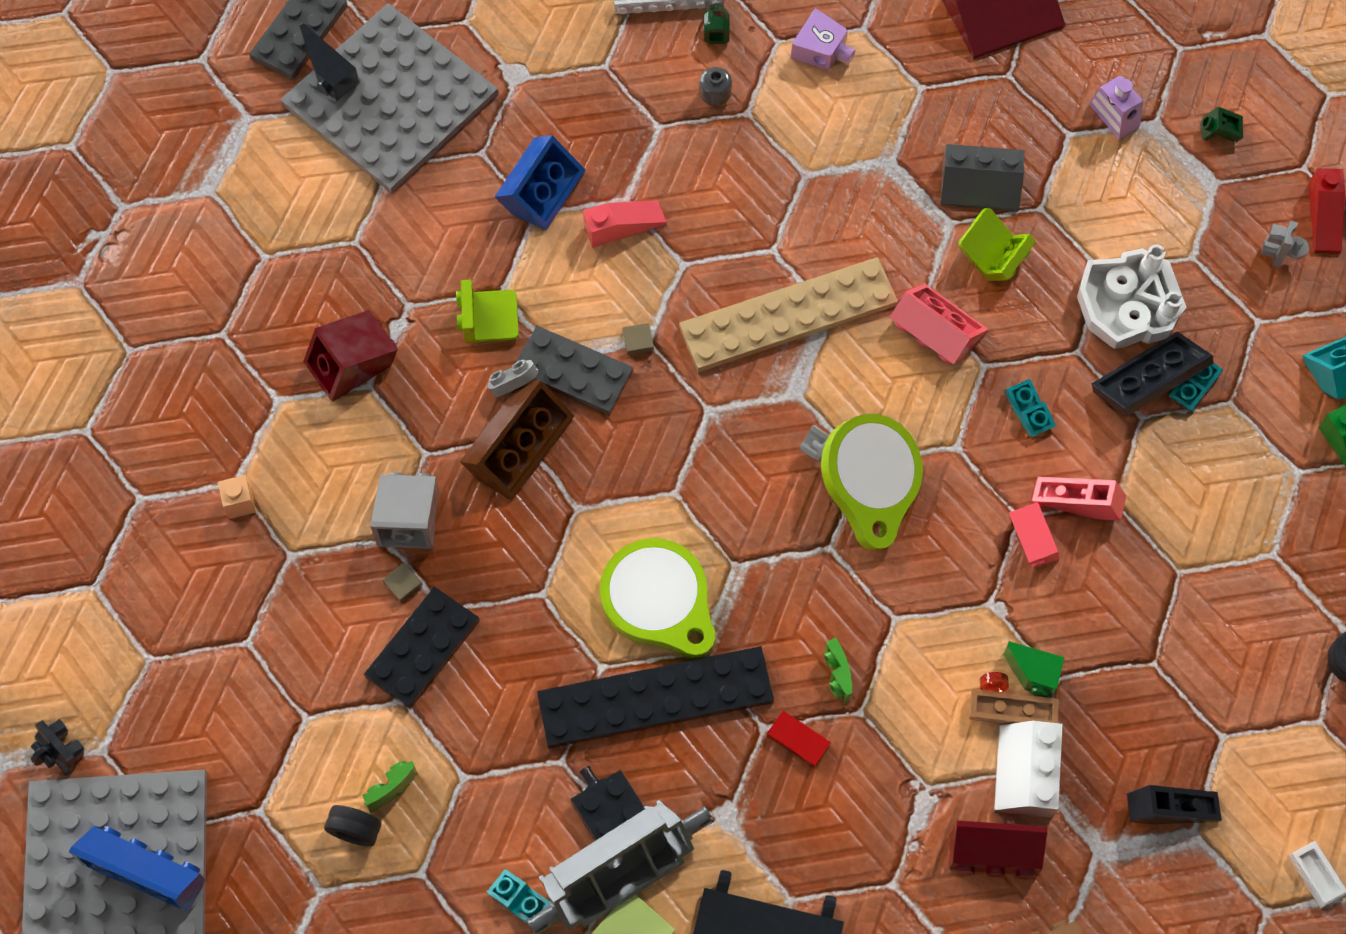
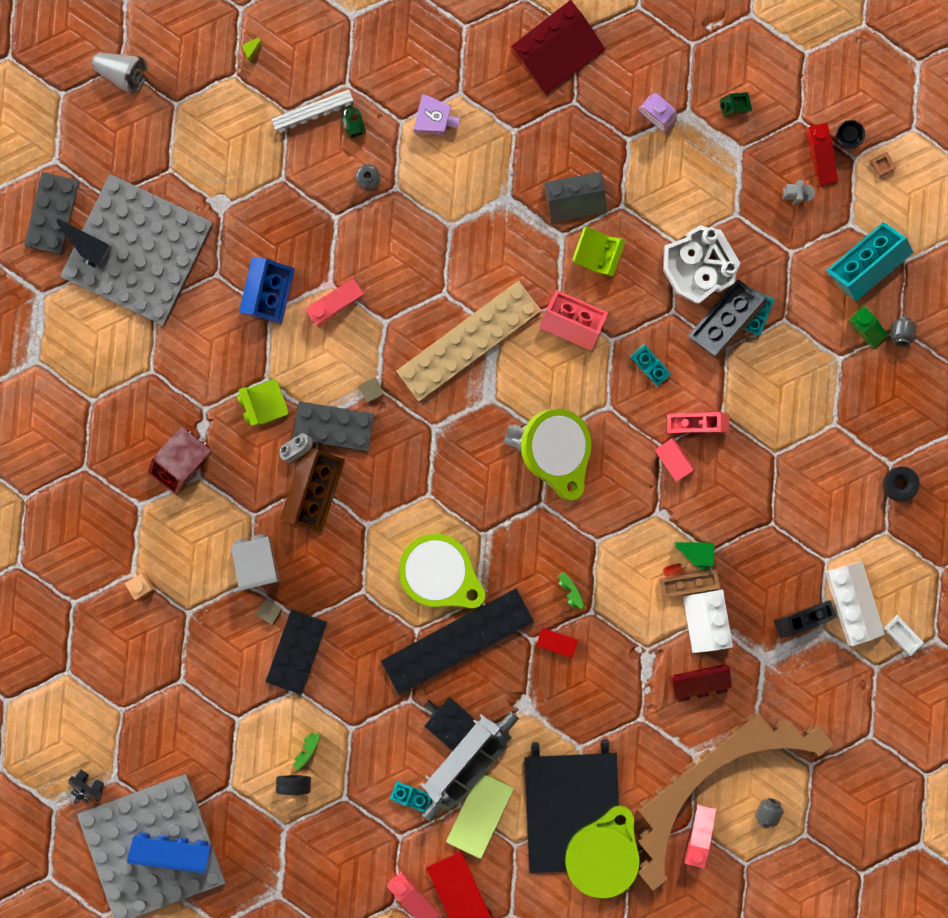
camera: 15 degrees left, 20 degrees up
(1252, 805) = (854, 603): none -> white slope

